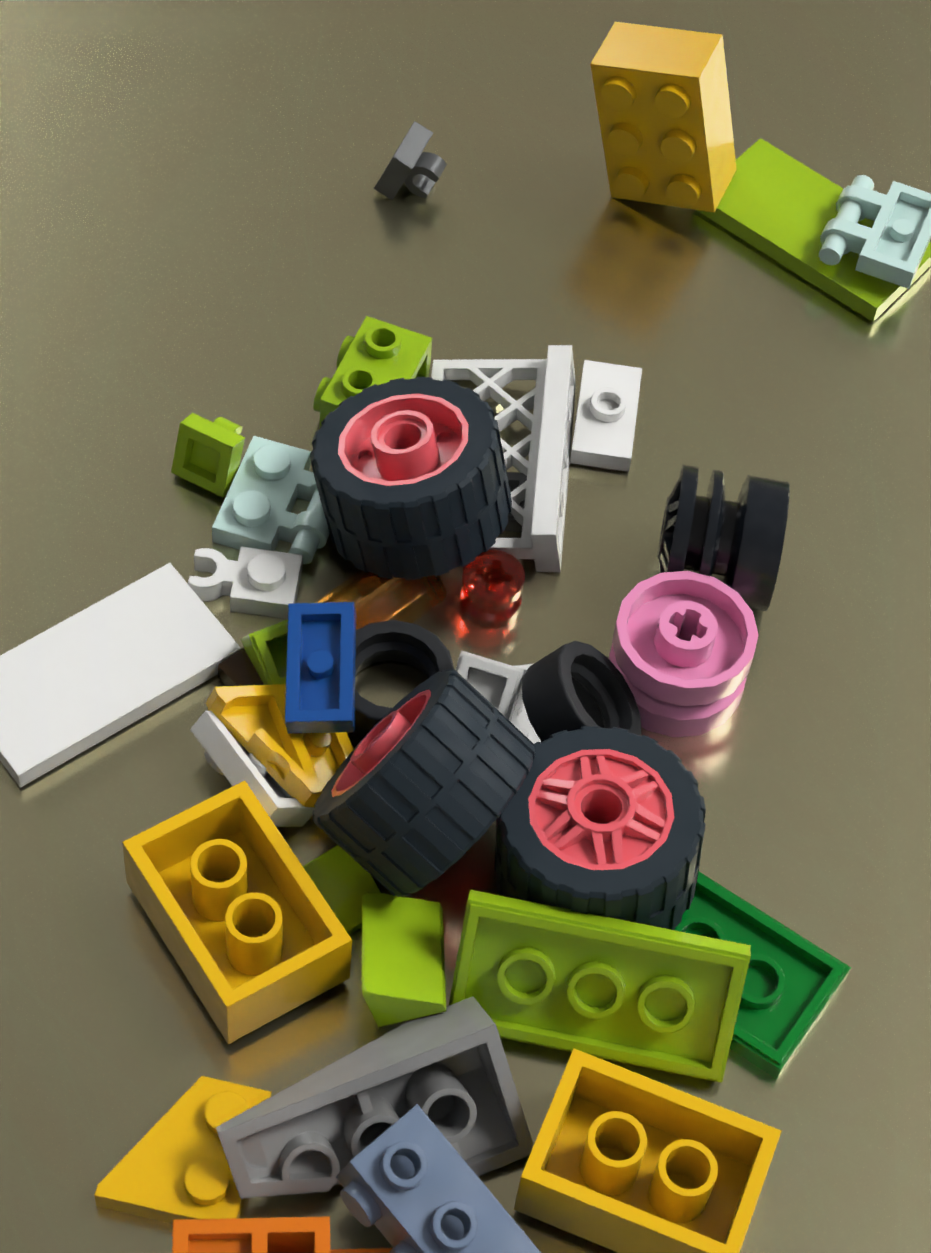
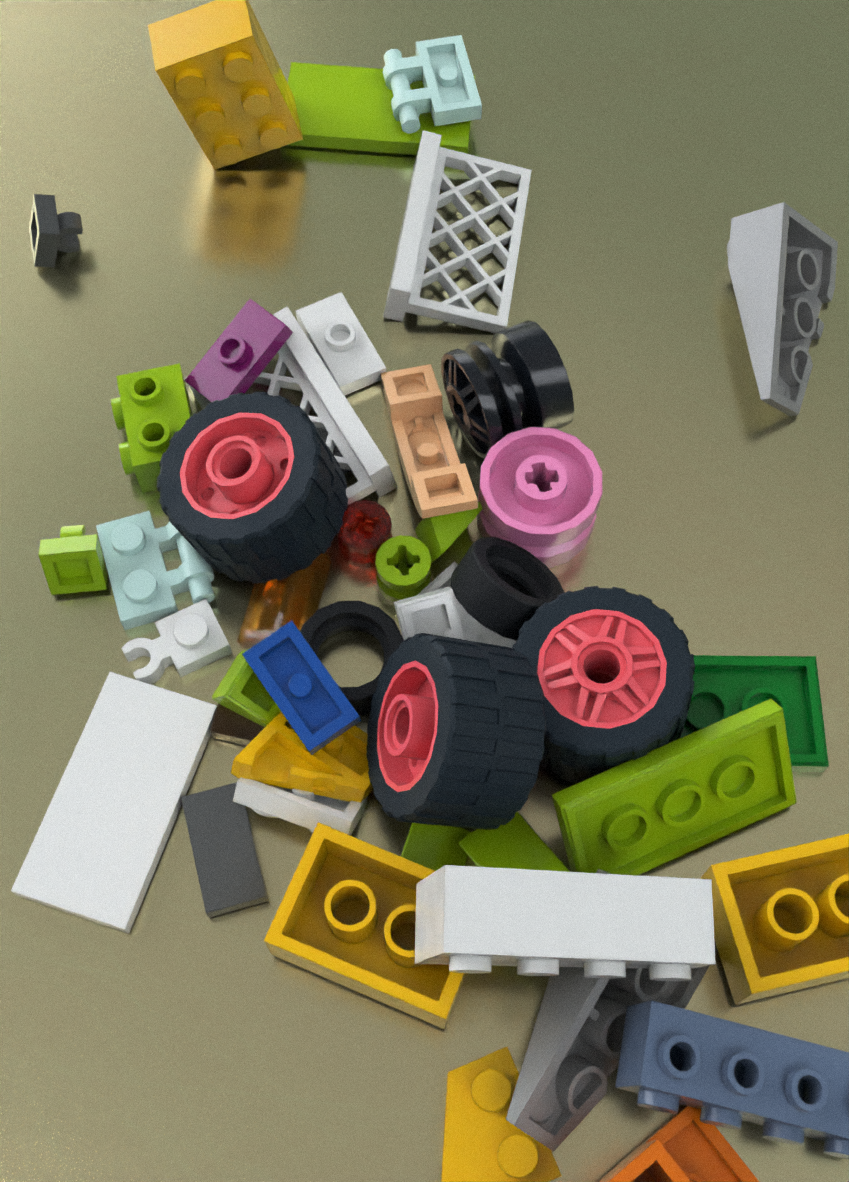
camera: 30 degrees left, 10 degrees up
(151, 771) = (223, 851): none -> dark grey tile
(386, 977) = (564, 920): none -> white wedge
(498, 360) = (239, 353): none -> magenta plate
(509, 620) = (402, 581): none -> lime wheel
(572, 622) = (441, 531): none -> lime slope
(615, 542) = (424, 443): none -> light nougat slope
(758, 357) = (417, 237): none -> white fence

